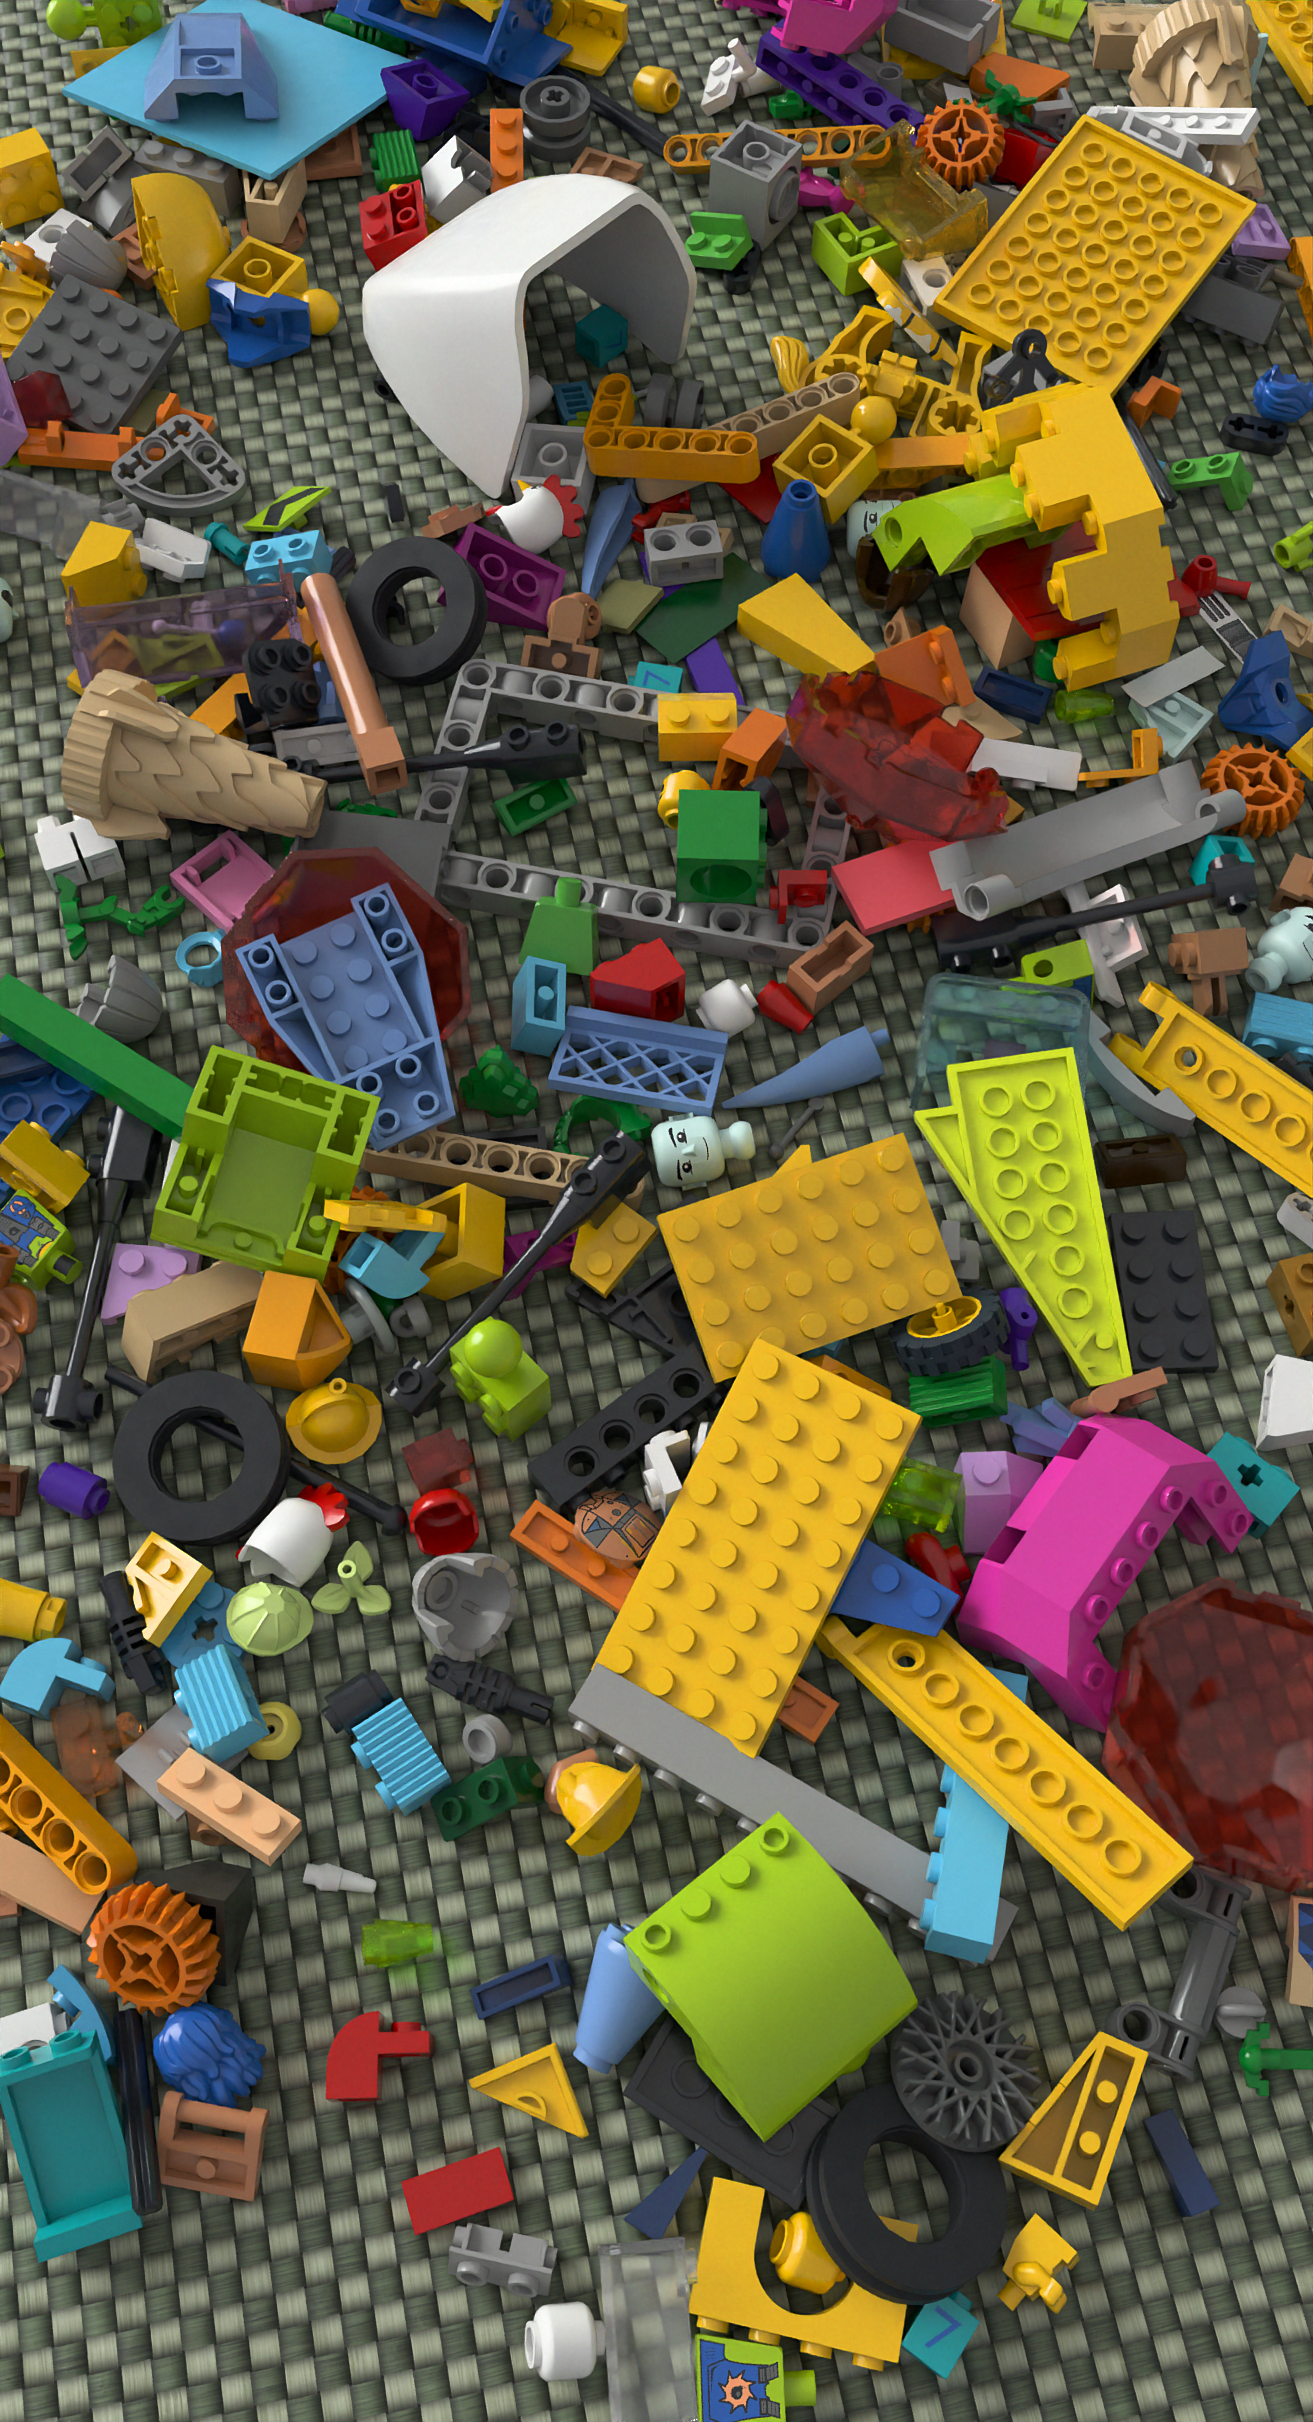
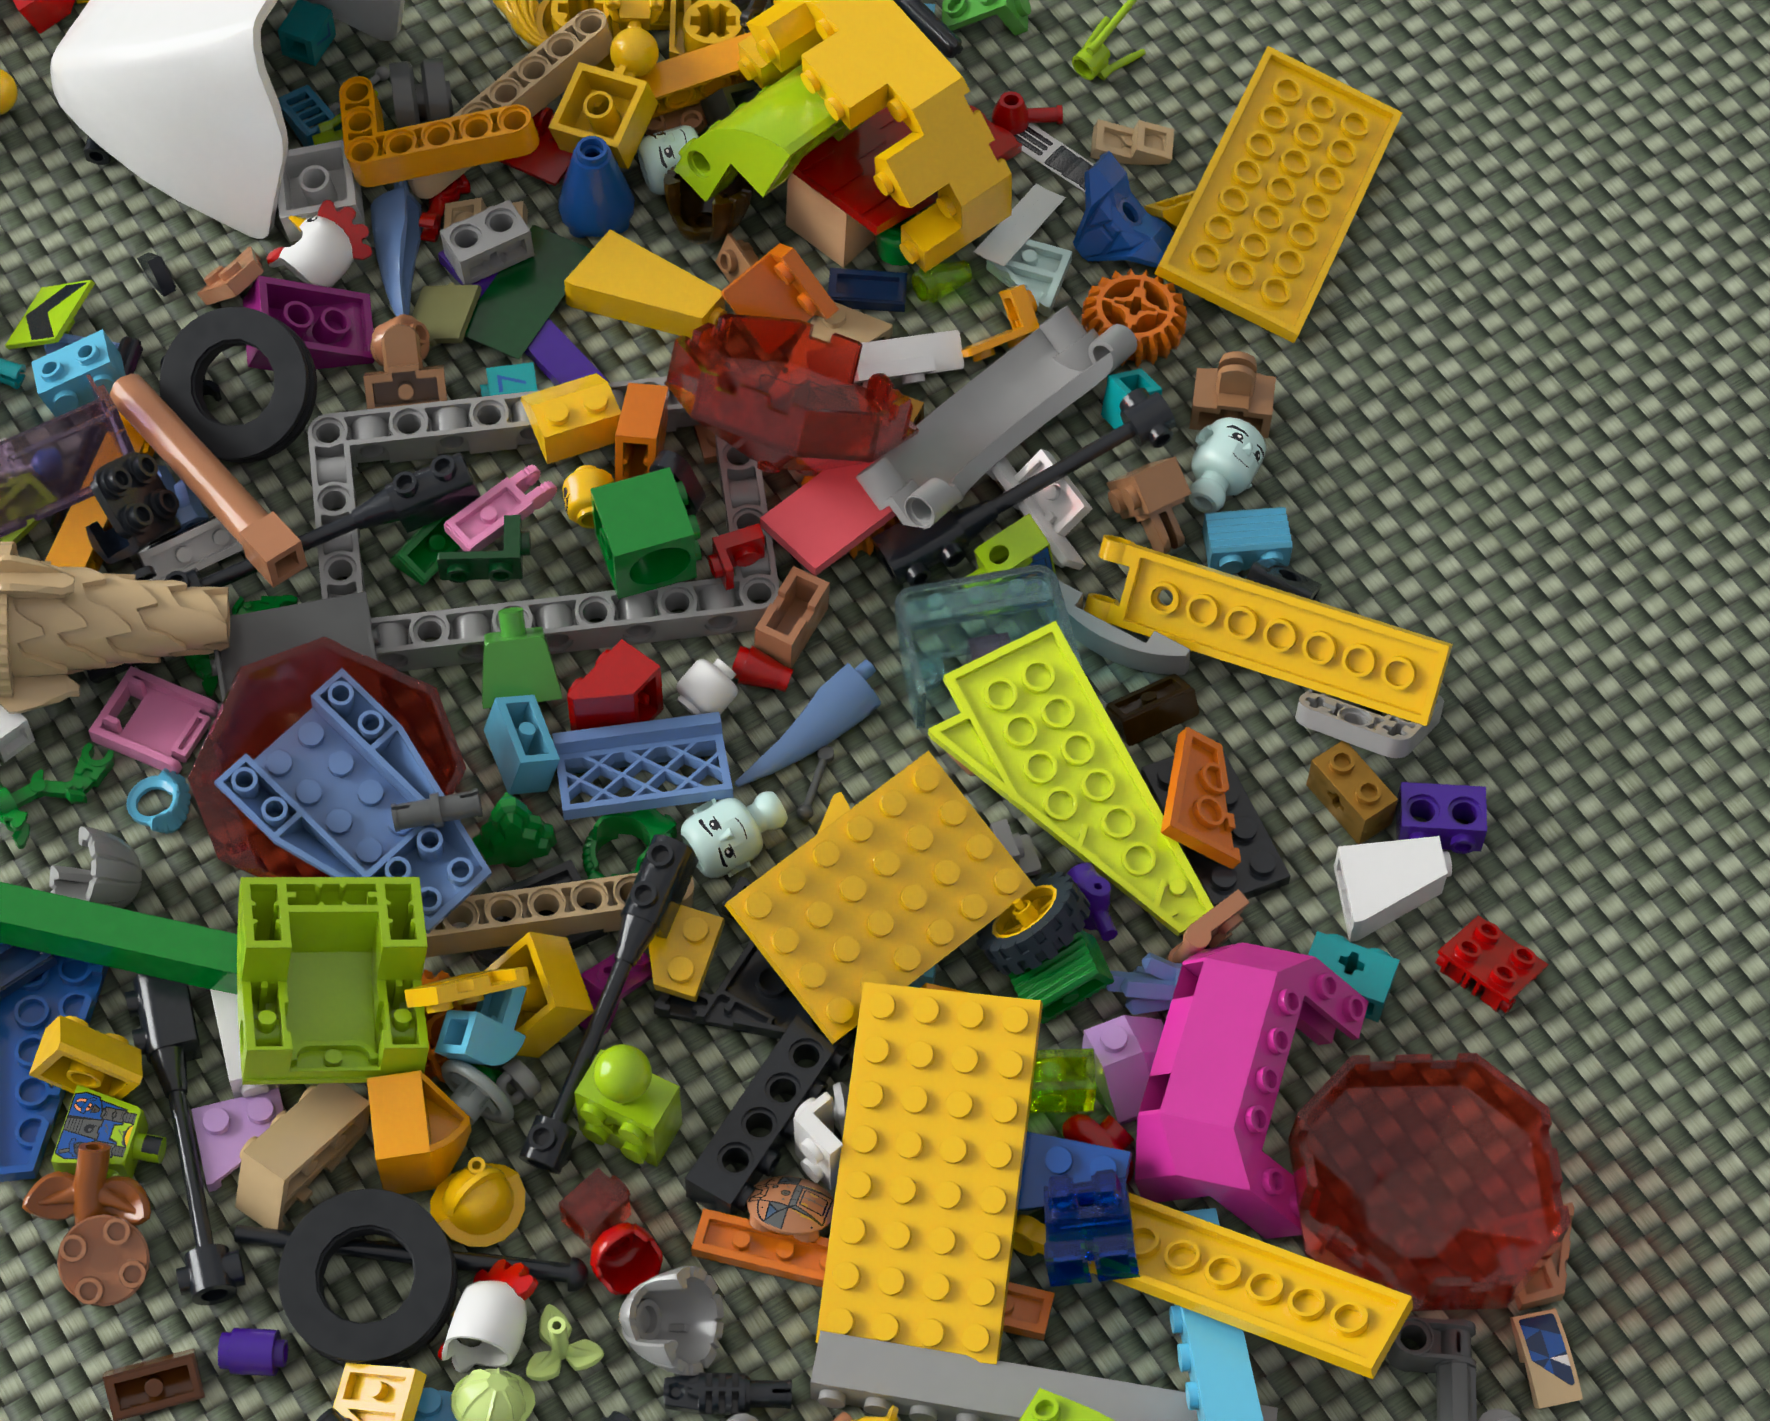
camera: 20 degrees left, 5 degrees down
(423, 1040) = (436, 810): none -> dark grey pin
(570, 834) = (487, 565): none -> dark green bracket
(598, 788) = (484, 518): none -> bright pink hinge
(893, 1656) = (1089, 1225): none -> clear blue hips
(1152, 1262) = (1197, 801): none -> orange wing

